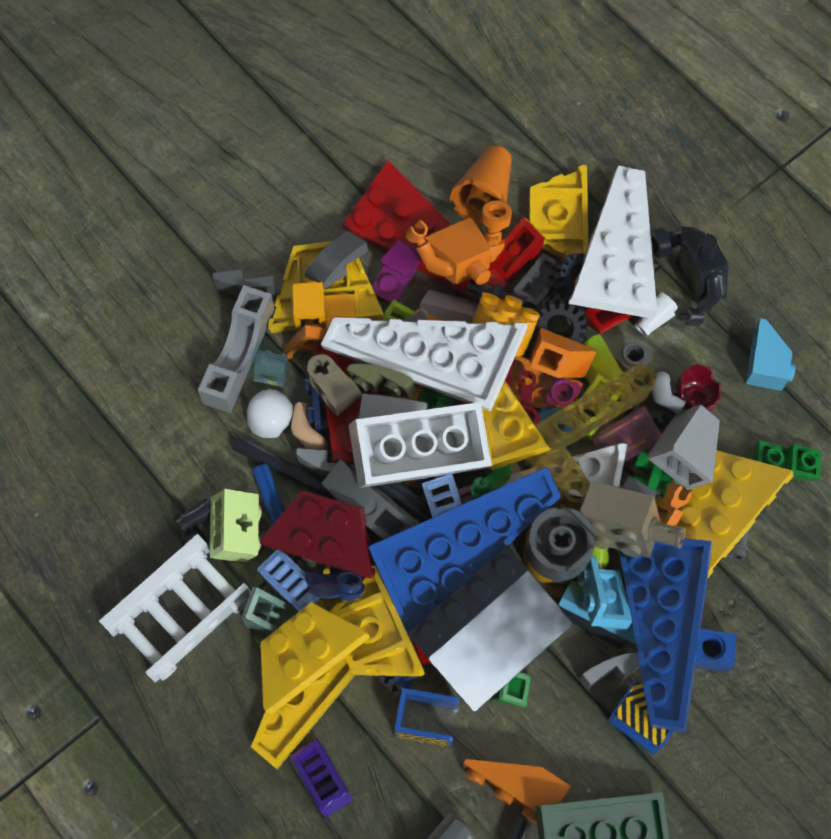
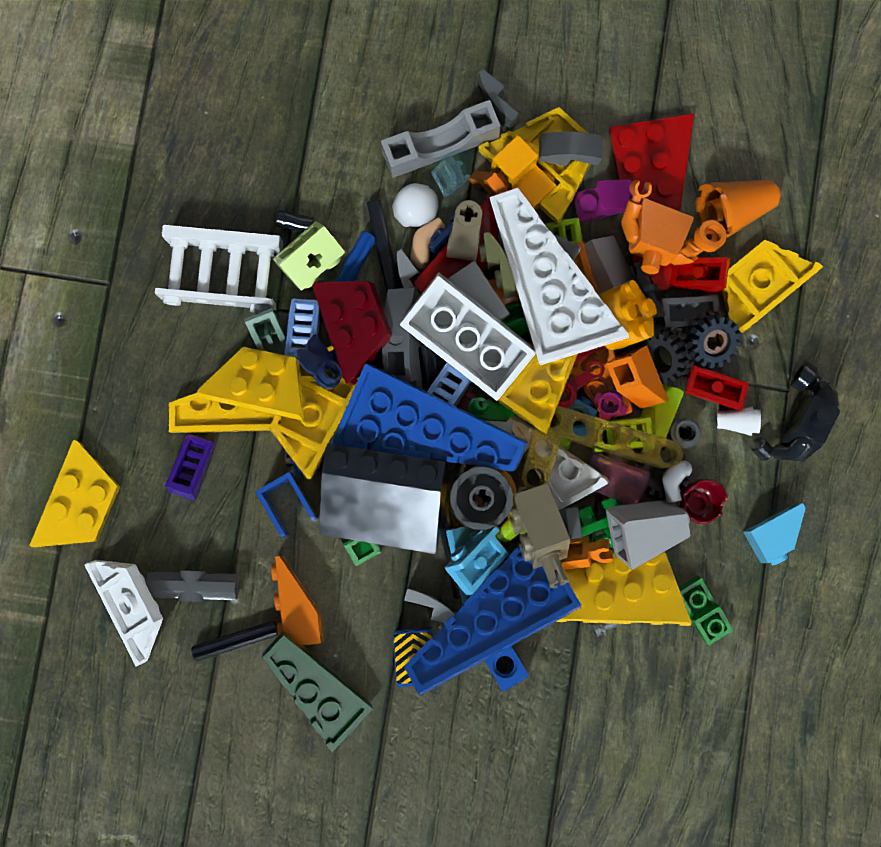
camera: 50 degrees right, 15 degrees up
(619, 258) = (759, 357): white wing -> none

